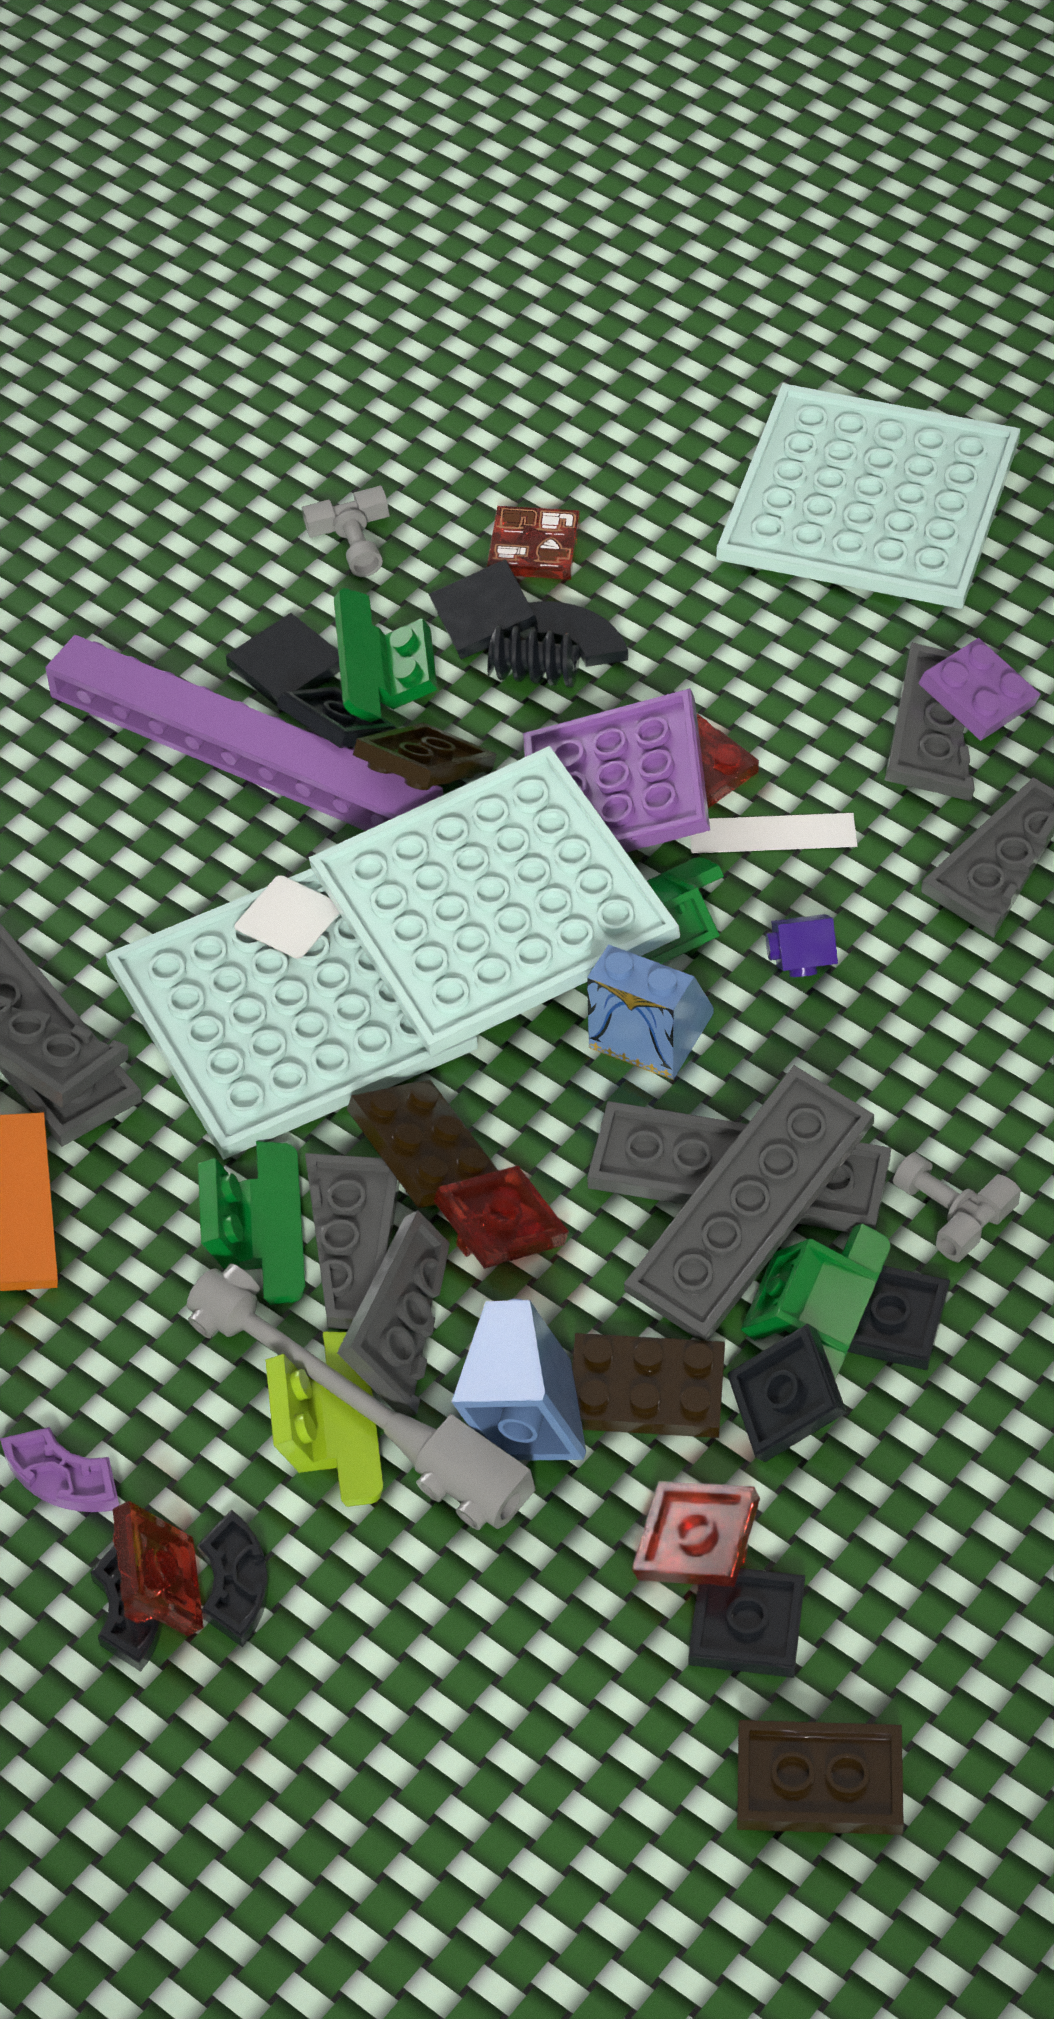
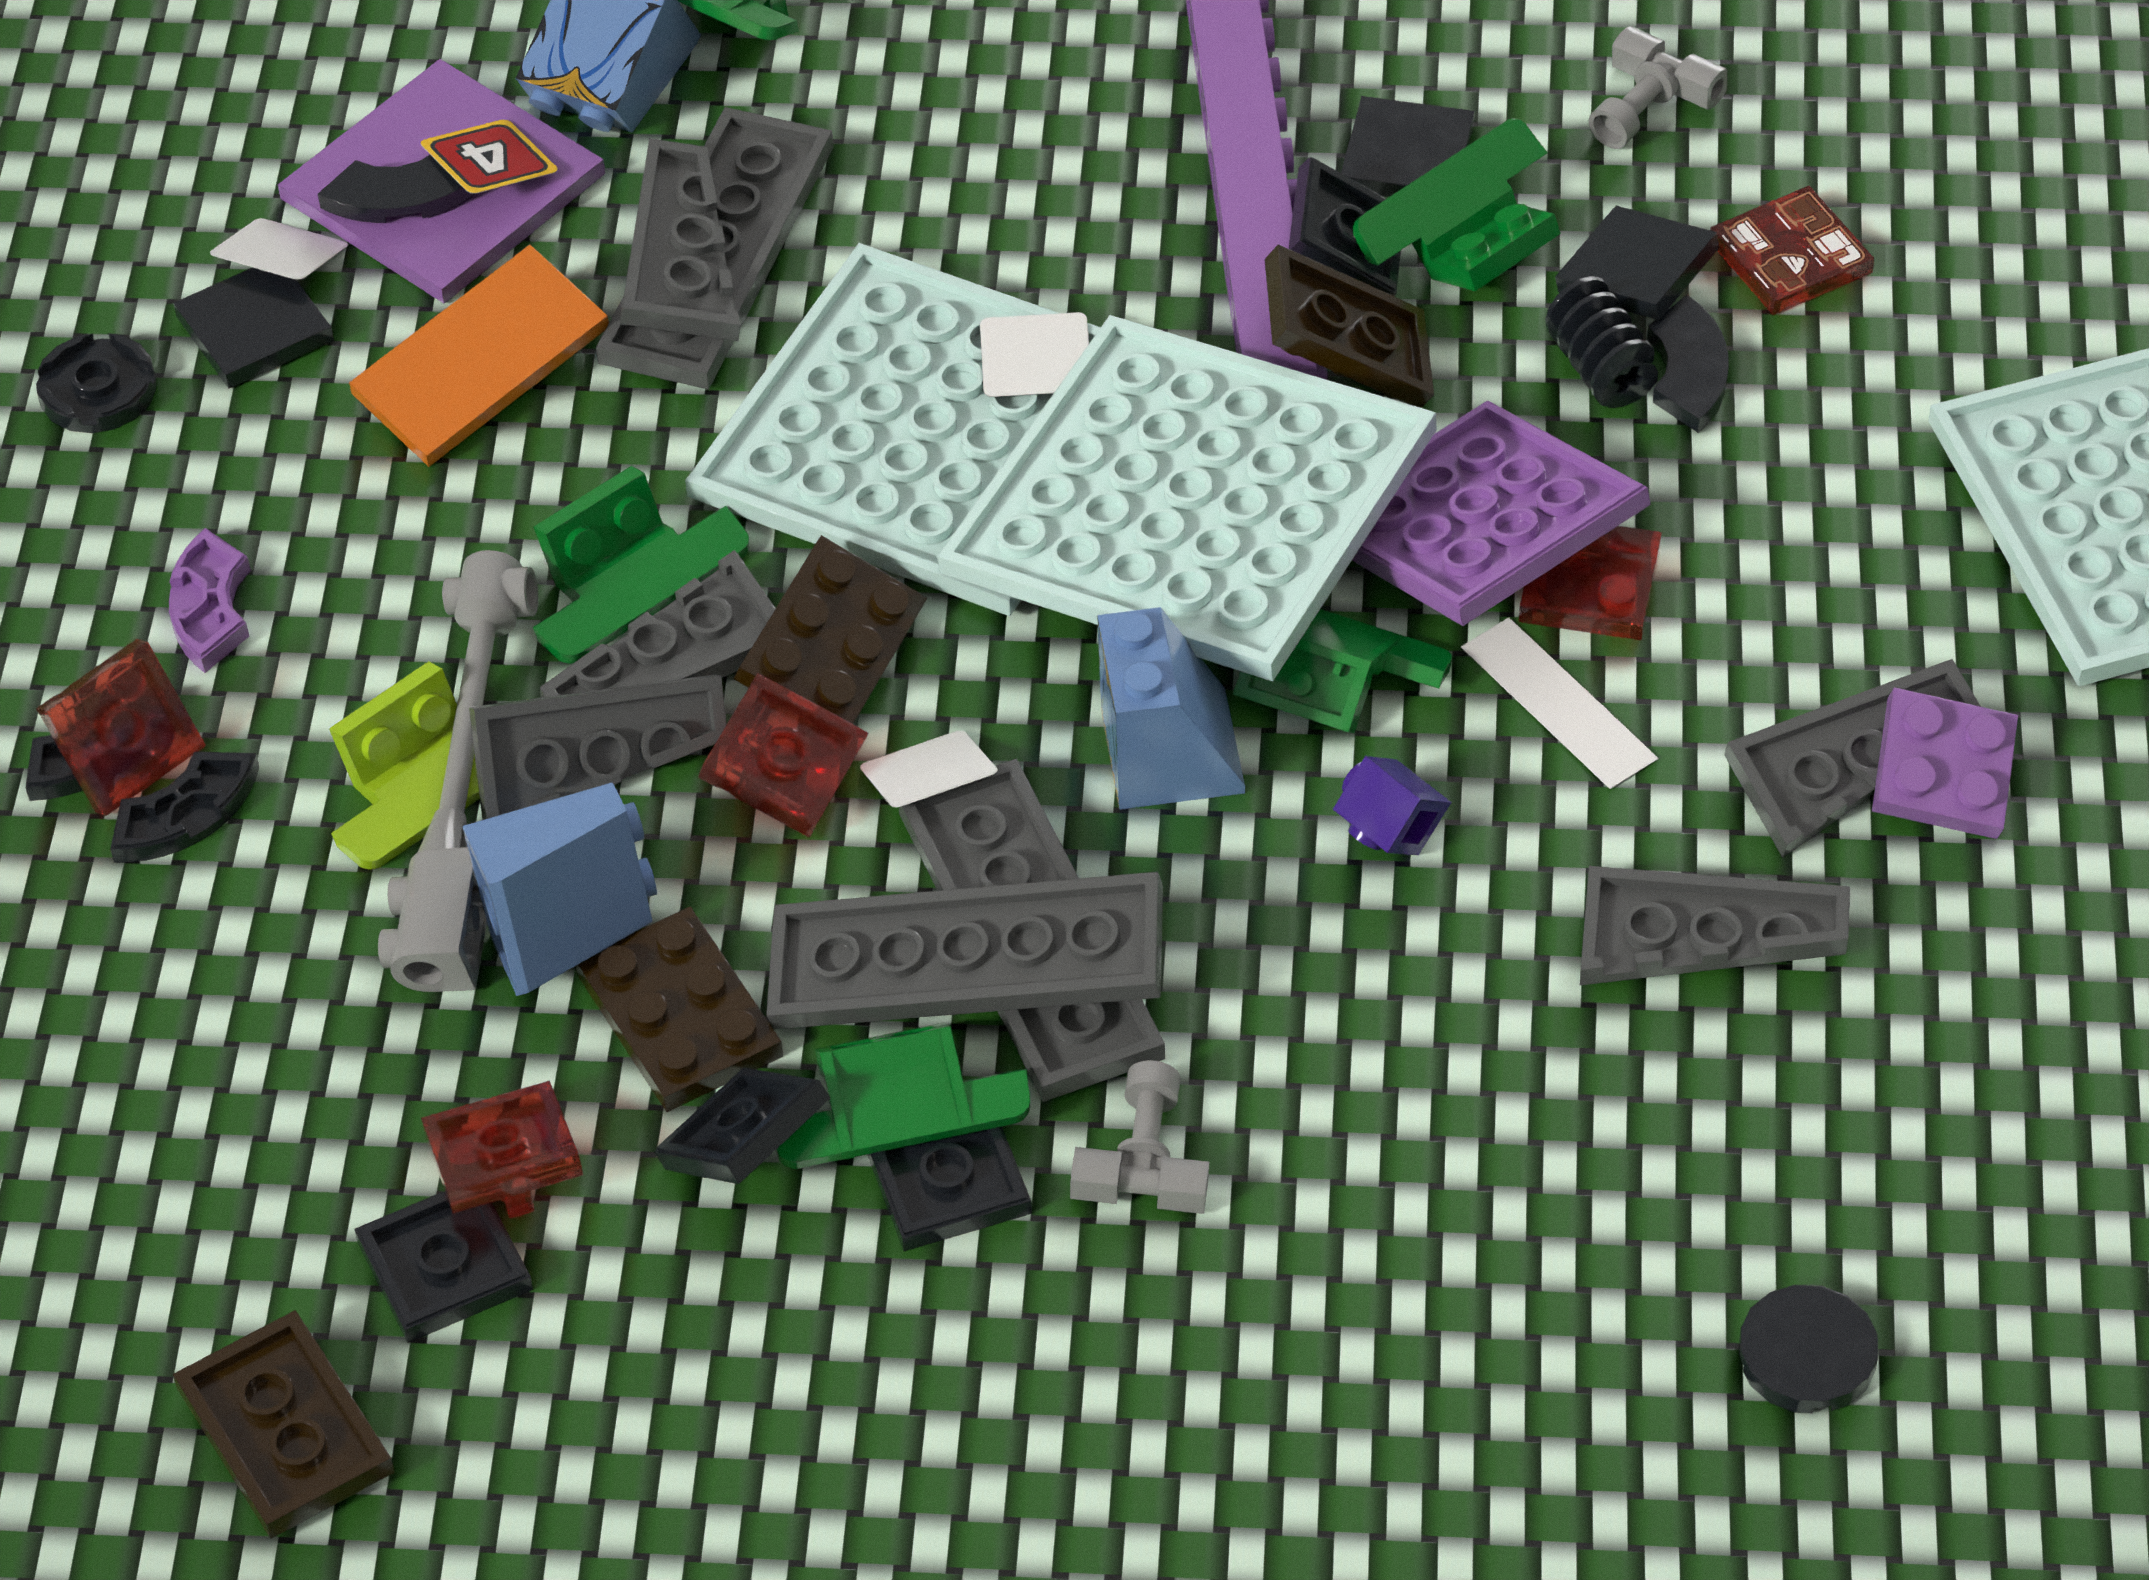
camera: 55 degrees right, 0 degrees up
(571, 1151) = (928, 768): none -> white sticker

